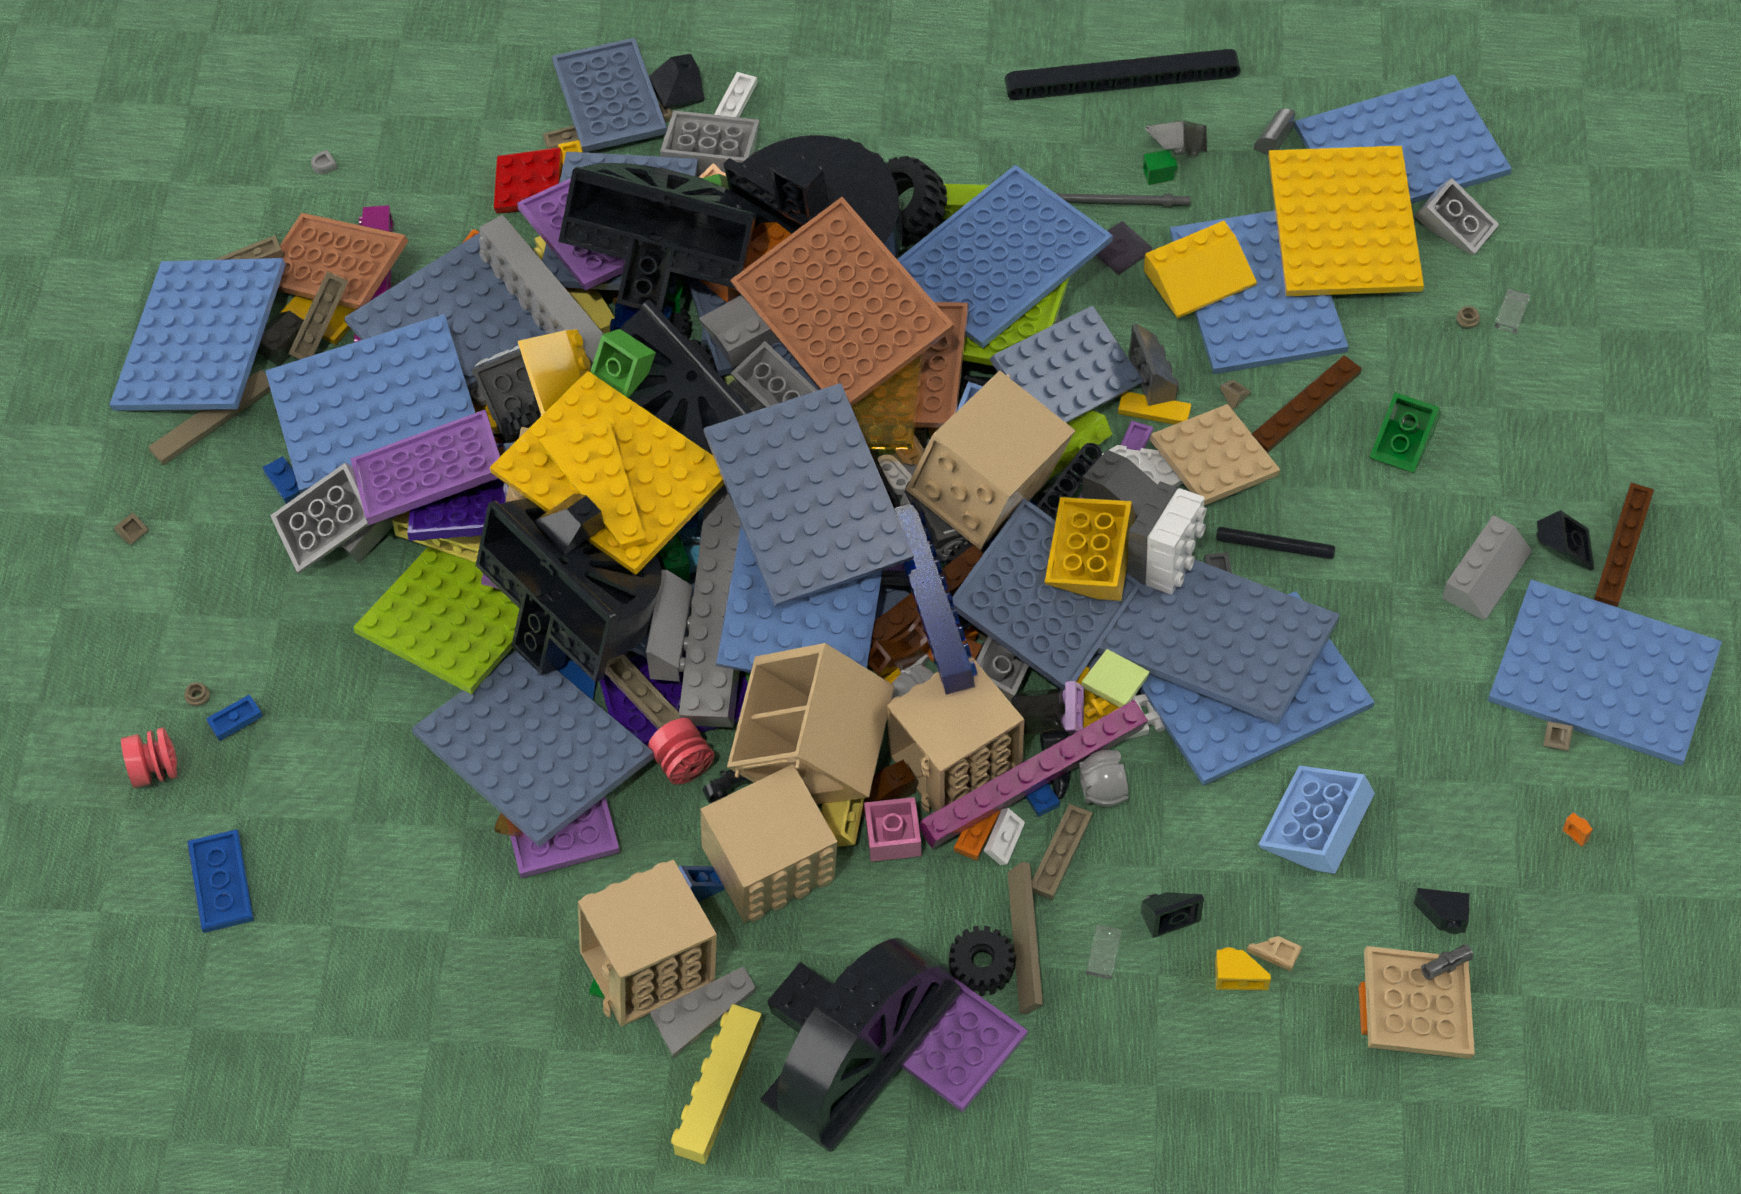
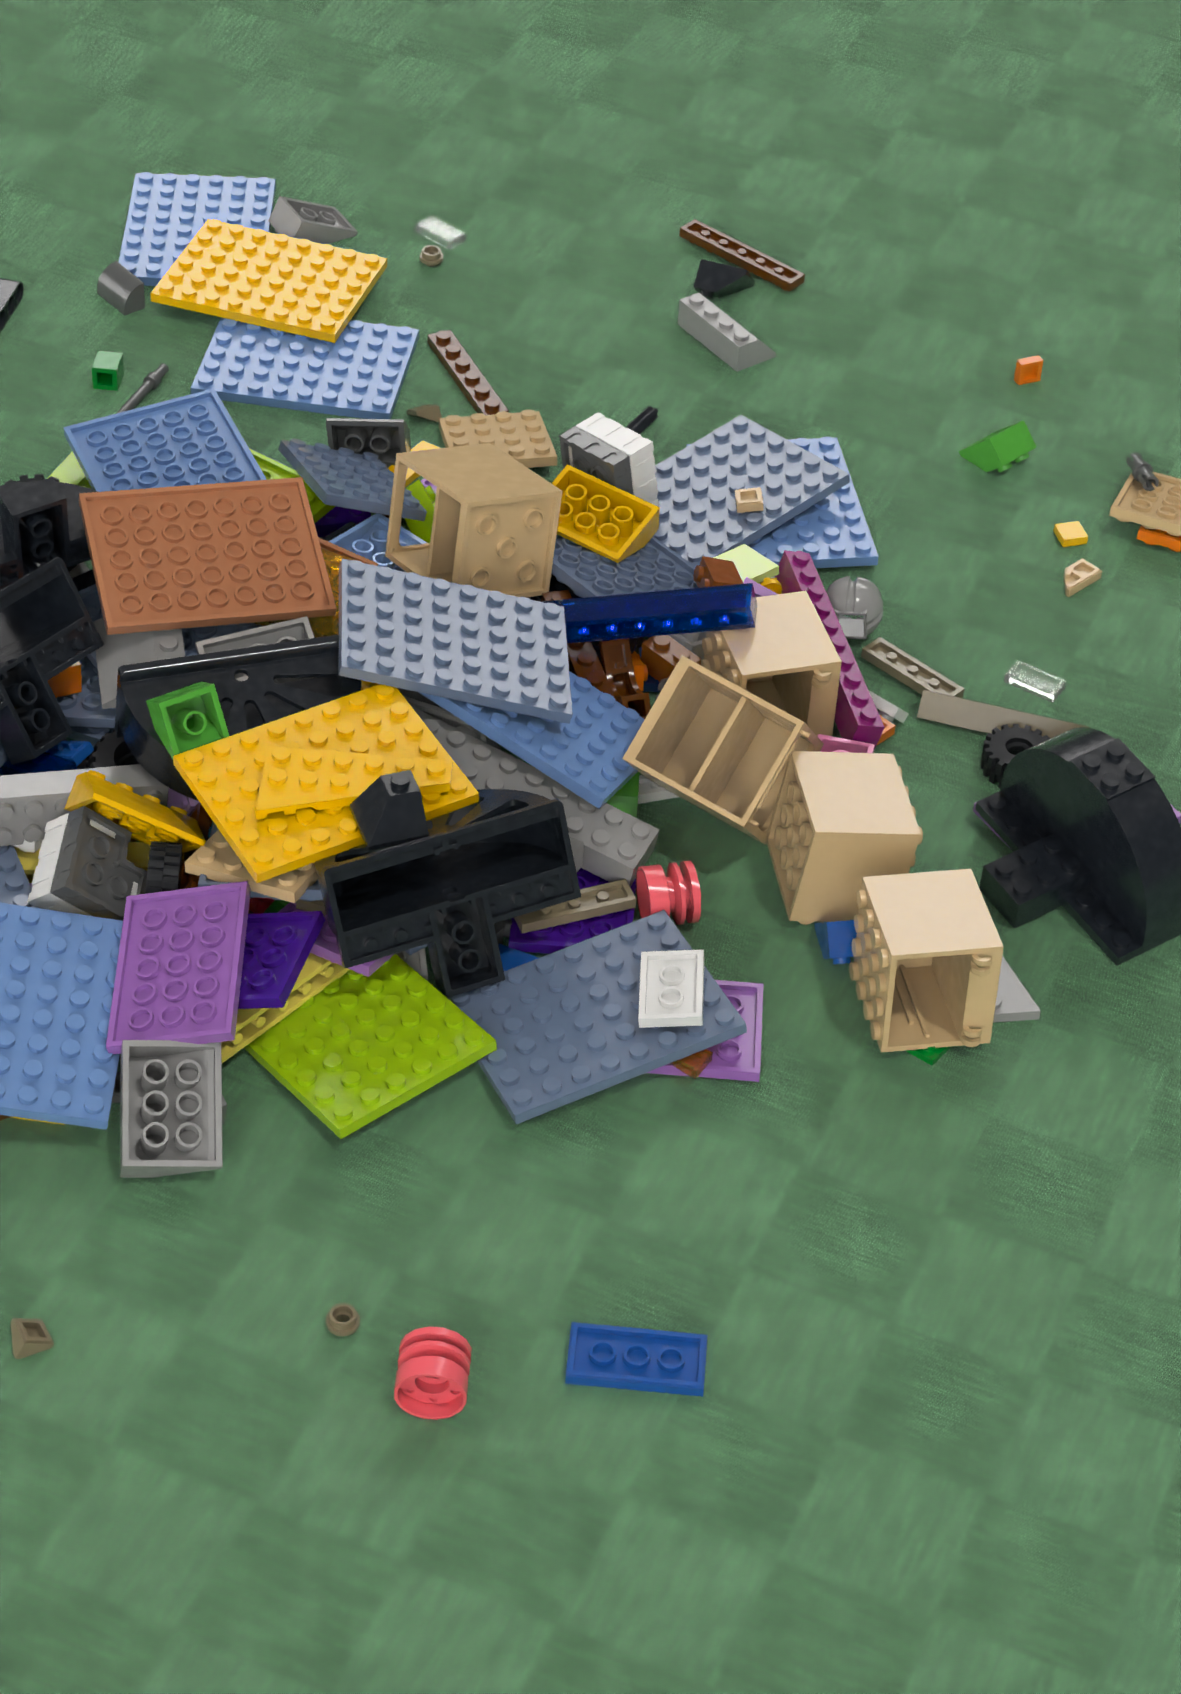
camera: 75 degrees left, 15 degrees down
(234, 717) = (402, 1288): blue plate -> none
(282, 479) = (51, 1162): blue plate -> none
(549, 778) = (671, 988): none -> white plate
(718, 1083) = (1091, 983): light yellow brick -> none
(720, 787) = (715, 880): black connector -> none
(1062, 665) = (716, 573): none -> dark orange brick
(1171, 911) = (1016, 617): black slope -> none
(1180, 137) = (92, 336): clear smoke slope -> none
(1198, 654) = (749, 500): none -> tan tile
(1199, 269) = (270, 376): yellow slope -> none
(1239, 971) = (1094, 600): yellow slope -> none
(1318, 817) = (949, 503): light blue slope -> none
(1338, 929) = (1070, 534): none -> yellow tile
(1405, 432) = (544, 325): green slope -> none
(1431, 836) = (1000, 448): none -> bright green slope
(1444, 909) = (1080, 464): black slope -> none
(1558, 735) = (921, 353): dark tan slope -> none
(1605, 672) = (866, 310): medium blue plate -> none

